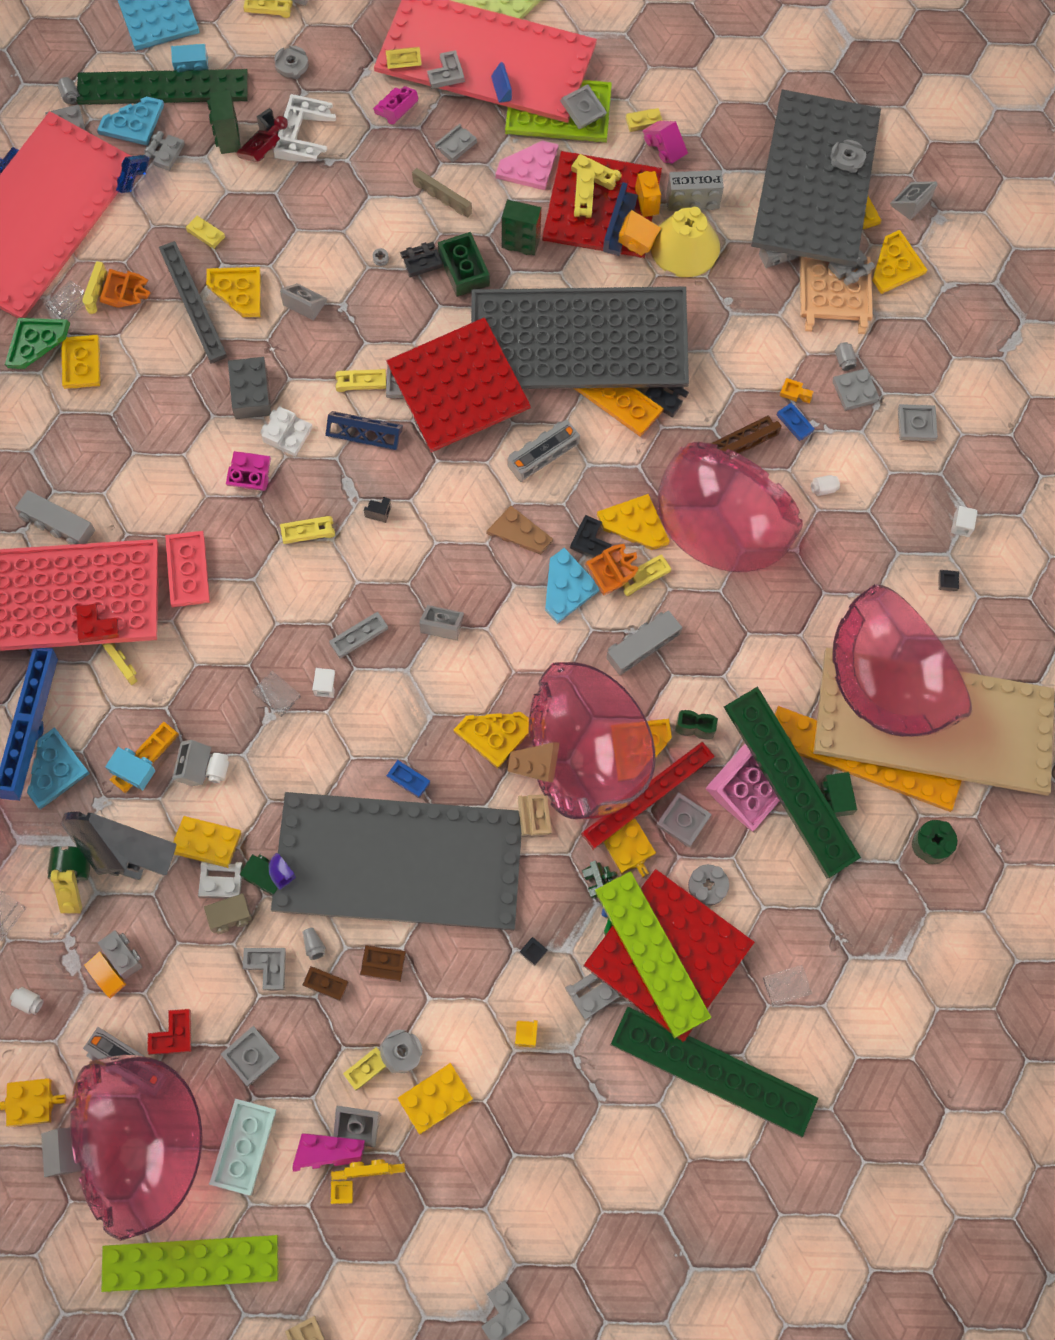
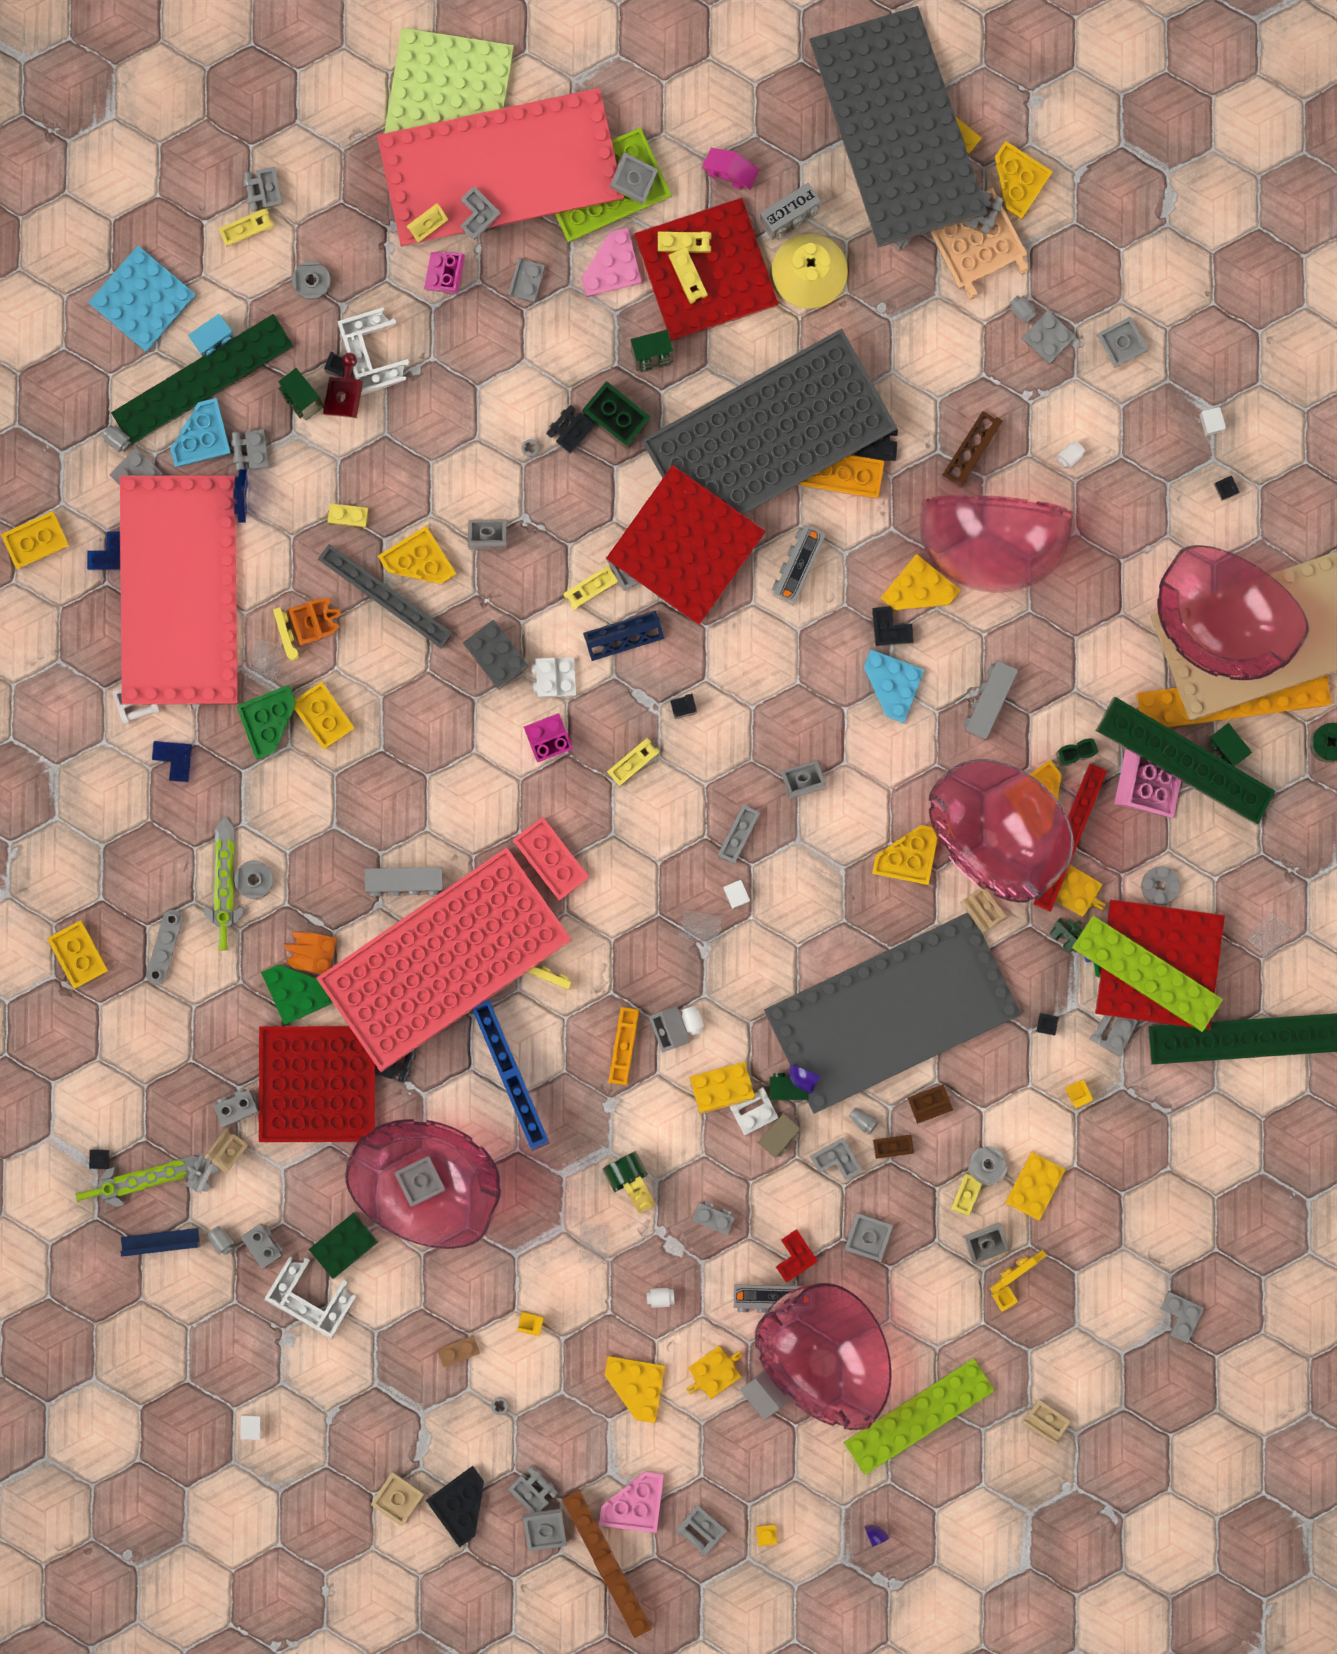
camera: 30 degrees left, 15 degrees up
(53, 769) = (554, 1099): medium azure plate -> none
(91, 628) = (513, 965): red plate -> none
(104, 974) = (710, 1241): light orange slope -> none
(117, 847) = (670, 1139): black windscreen -> none
(131, 768) = (623, 1063): medium azure brick -> none
(243, 1147) = (906, 1309): light aqua plate -> none
(322, 1150) = (969, 1277): dark pink wing -> none
(408, 779) = (858, 938): blue plate -> none
(442, 193) = (541, 346): dark tan plate -> none
(501, 83) = (539, 197): blue slope -> none
(518, 529) = (822, 654): medium nougat wing -> none
(535, 762) = (961, 866): medium nougat wing -> none
(612, 568) = (926, 648): orange plate -> none
(624, 204) = (738, 285): dark blue fence -> none
(638, 233) = (763, 292): light orange torso -> none
(642, 119) = (693, 149): light yellow plate -> none
(647, 573) = (956, 634): light yellow plate -> none
(648, 193) = (750, 243): light orange torso -> none
(683, 819) = (1110, 841): light grey plate -> none
(793, 389) = (992, 373): light orange plate -> none
(795, 421) = (1010, 404): blue plate -> none
(851, 163) = (914, 102): light grey plate -> none
(914, 198) = (999, 95): light grey slope -> none

